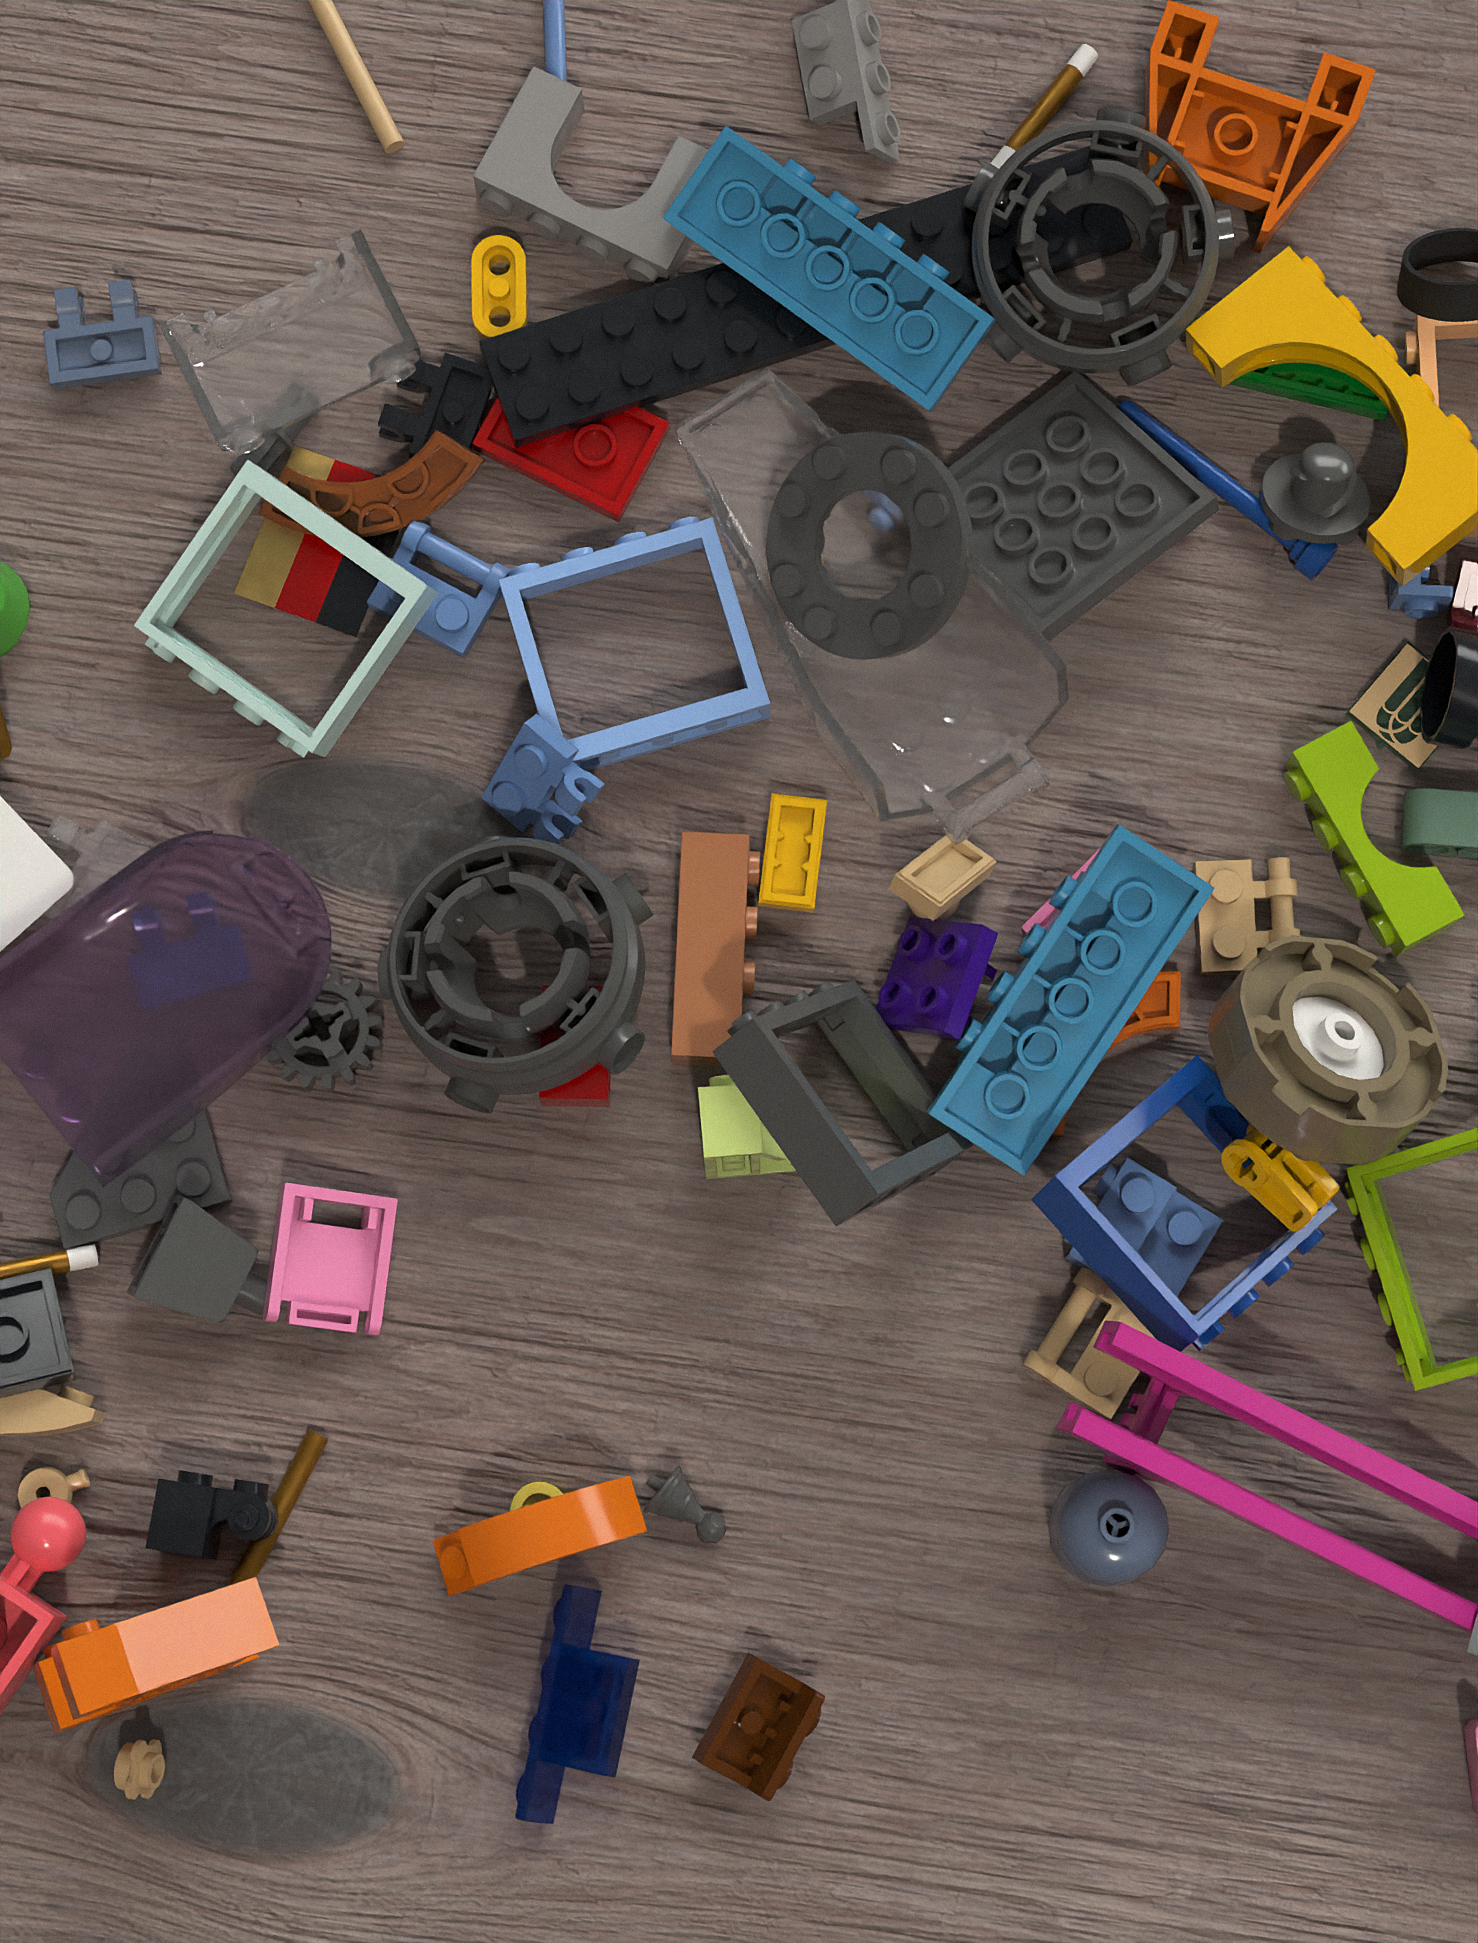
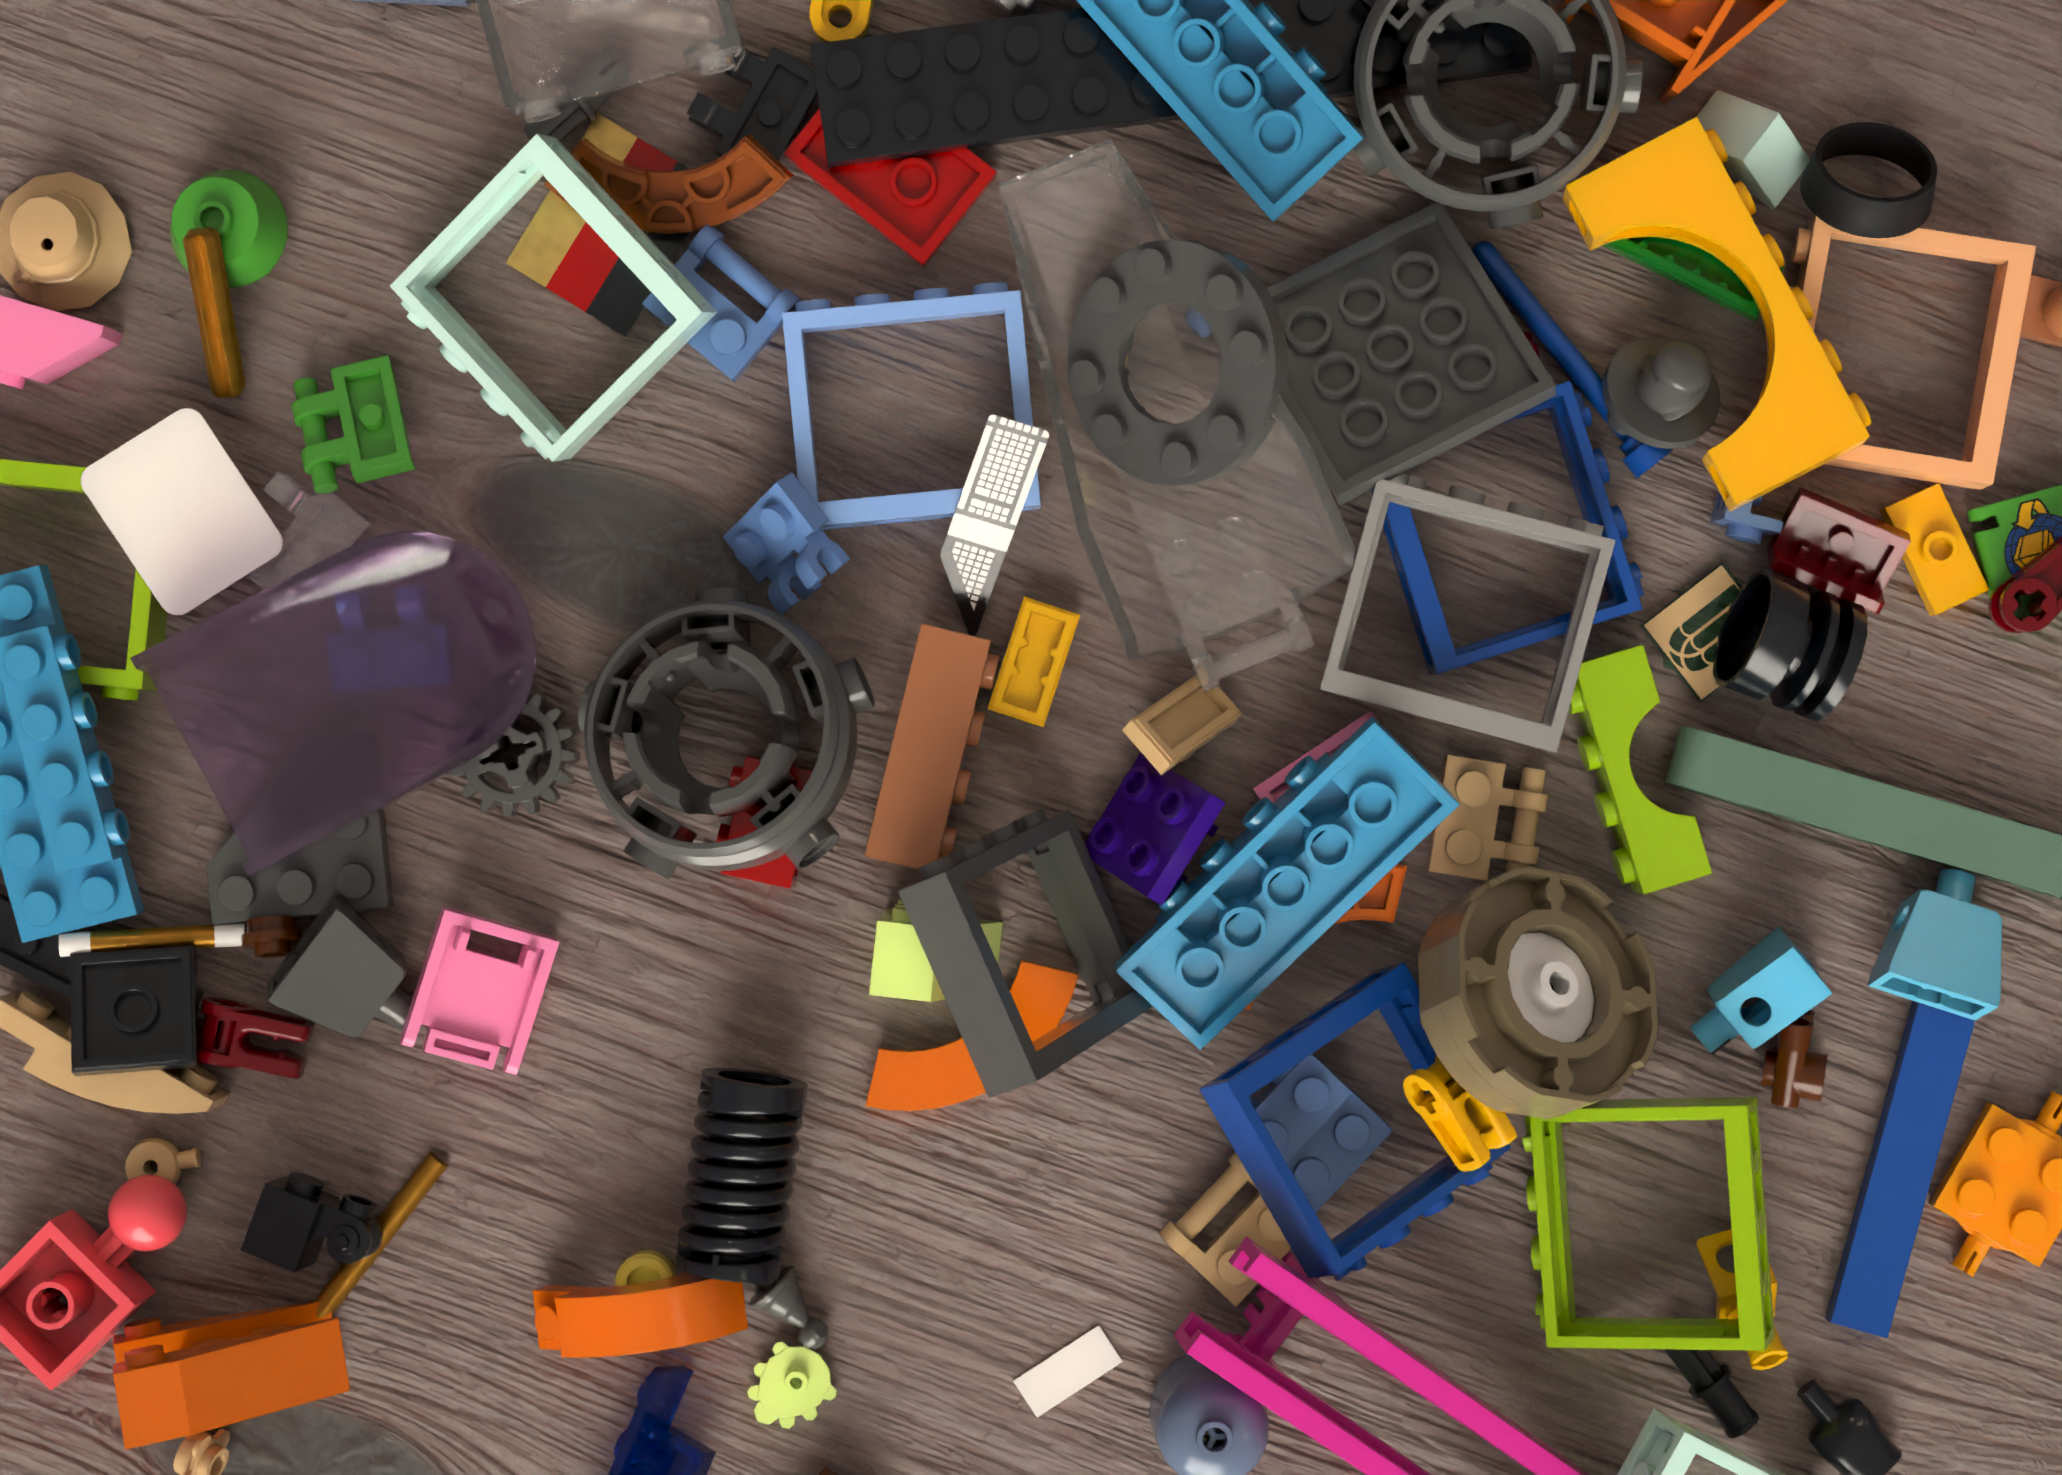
camera: 15 degrees right, 10 degrees up
(106, 1337) = (227, 1041): none -> dark red piece
(122, 1247) = (271, 935): none -> reddish brown plate
(137, 751) = (371, 421): none -> bright green plate
(599, 1379) = (721, 1192): none -> black piece
(699, 1584) = (790, 1385): none -> yellowish green piece
(724, 719) = (990, 512): none -> sticker
(800, 1245) = (946, 1072): none -> orange tile
(963, 1519) = (1067, 1371): none -> white sticker
(1209, 629) = (1519, 521): none -> light grey window
(1289, 624) = (1588, 475): none -> blue window
(1352, 269) = (1757, 144): none -> light aqua slope

